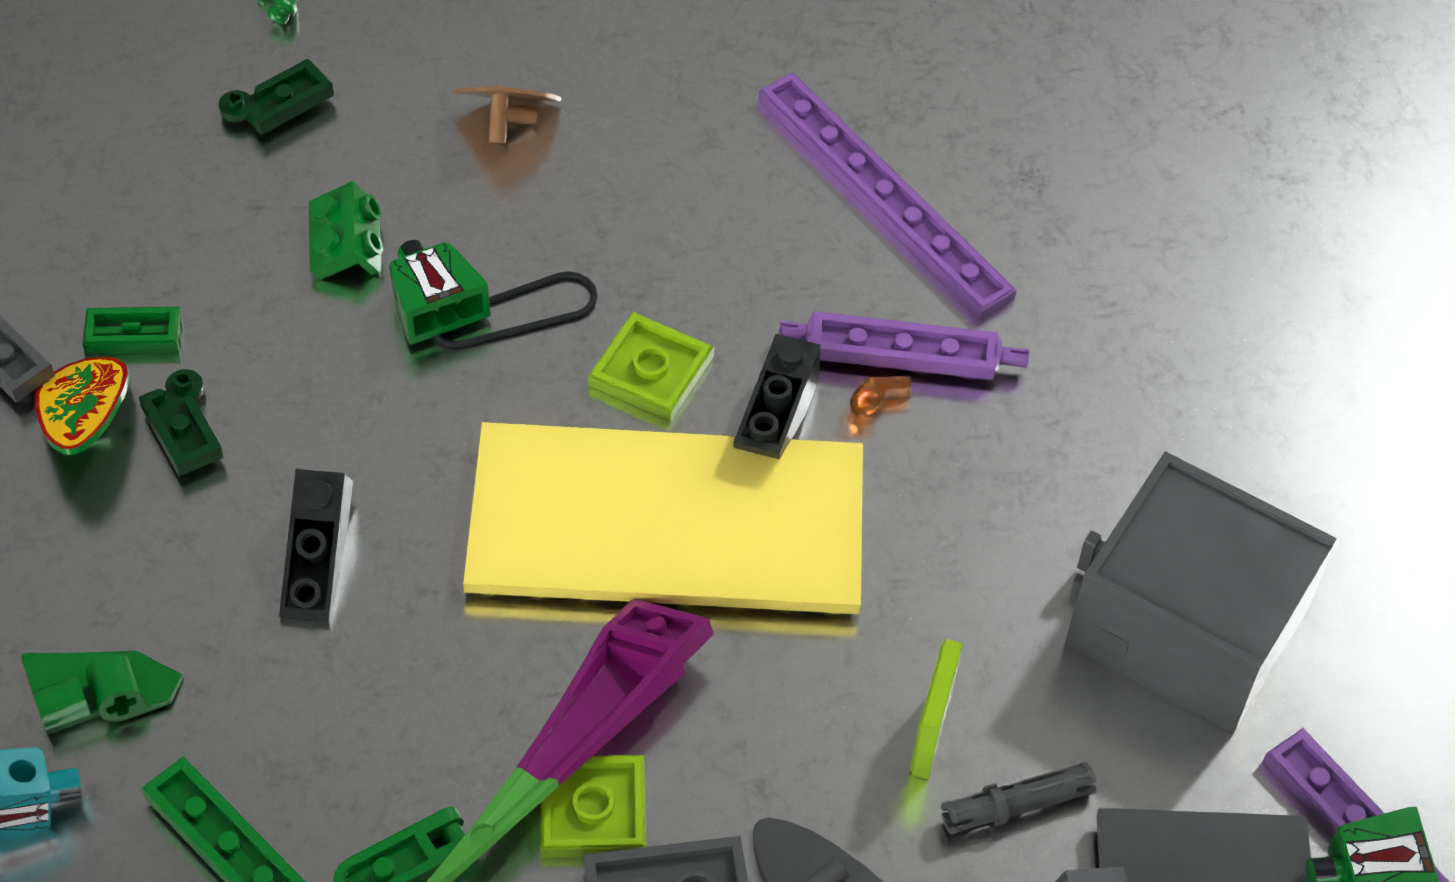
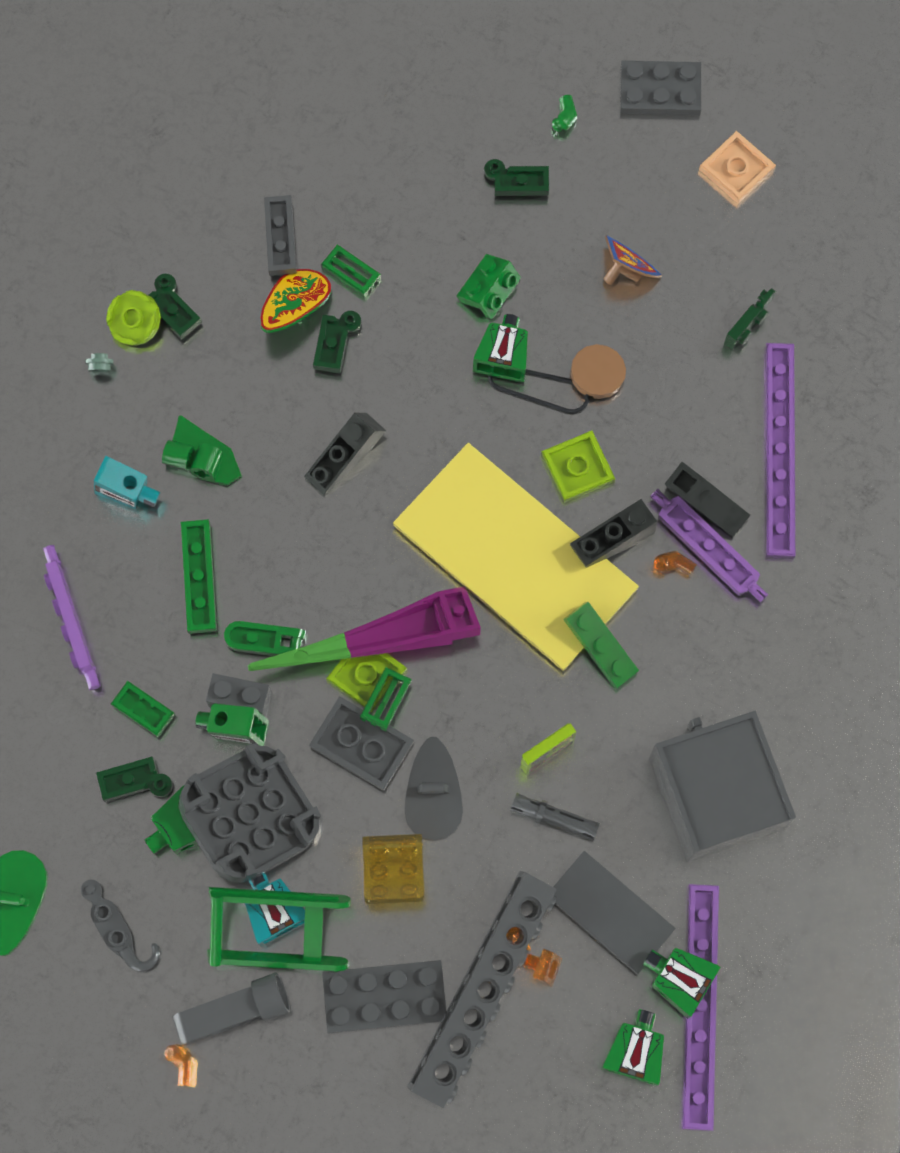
camera: 45 degrees right, 20 degrees up
(578, 243) = (598, 371): none -> medium nougat tile
(662, 844) = (375, 720): none -> green tile
(718, 67) = (754, 315): none -> dark green hinge
(849, 288) = (707, 499): none -> pearl dark grey slope
(881, 542) = (601, 644): none -> green plate

